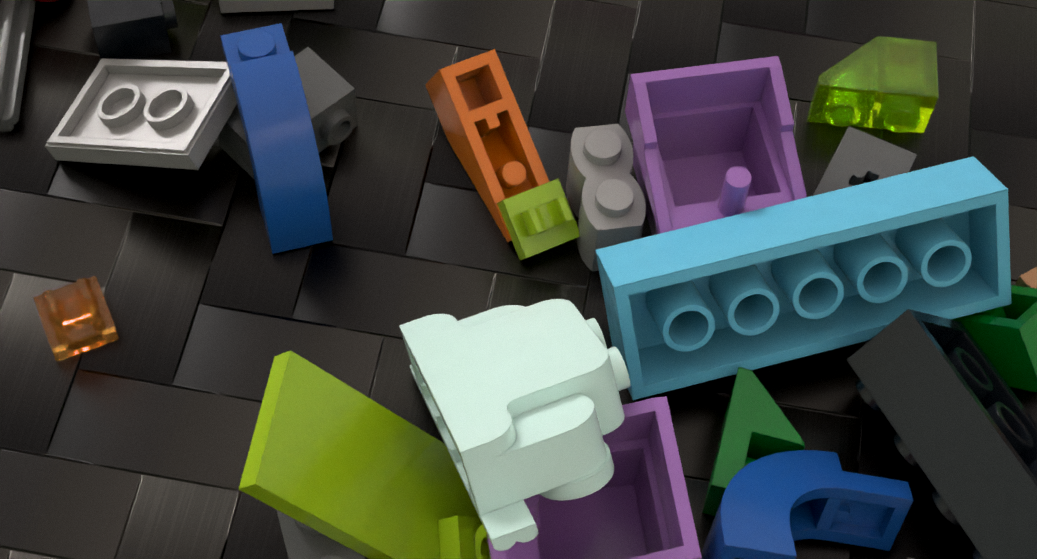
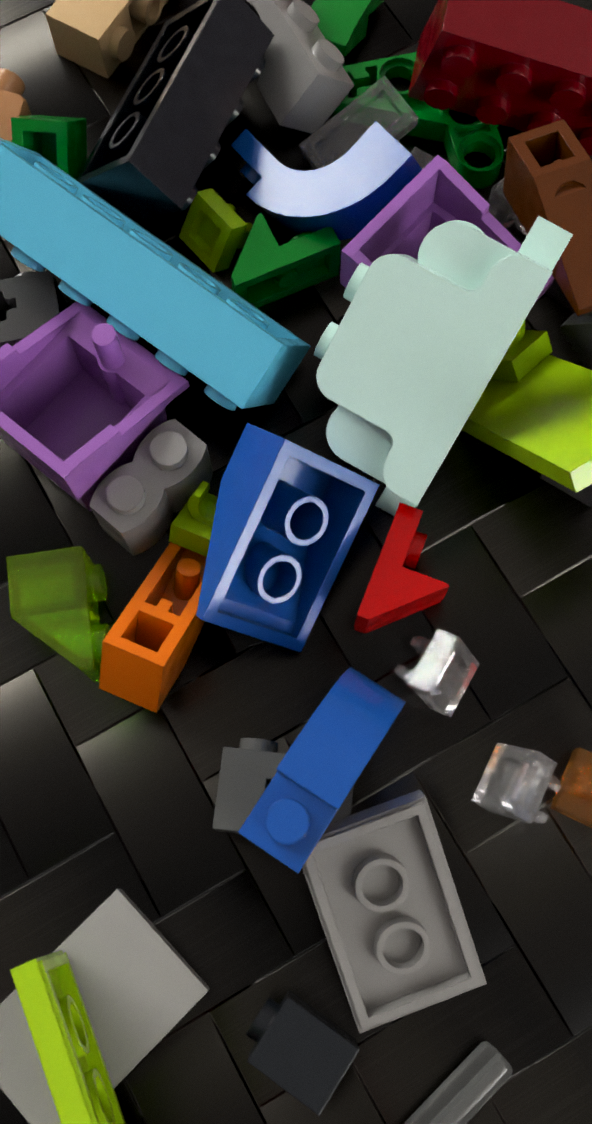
camera: 125 degrees left, 15 degrees up
(137, 259) = (516, 783): none -> clear tile
(266, 277) = (441, 672): none -> clear tile
(365, 301) = (393, 589): none -> red slope
(477, 230) = (279, 538): none -> blue slope
(564, 80) = (57, 603): none -> clear neon green slope
(830, 419) = (214, 230): none -> lime tile

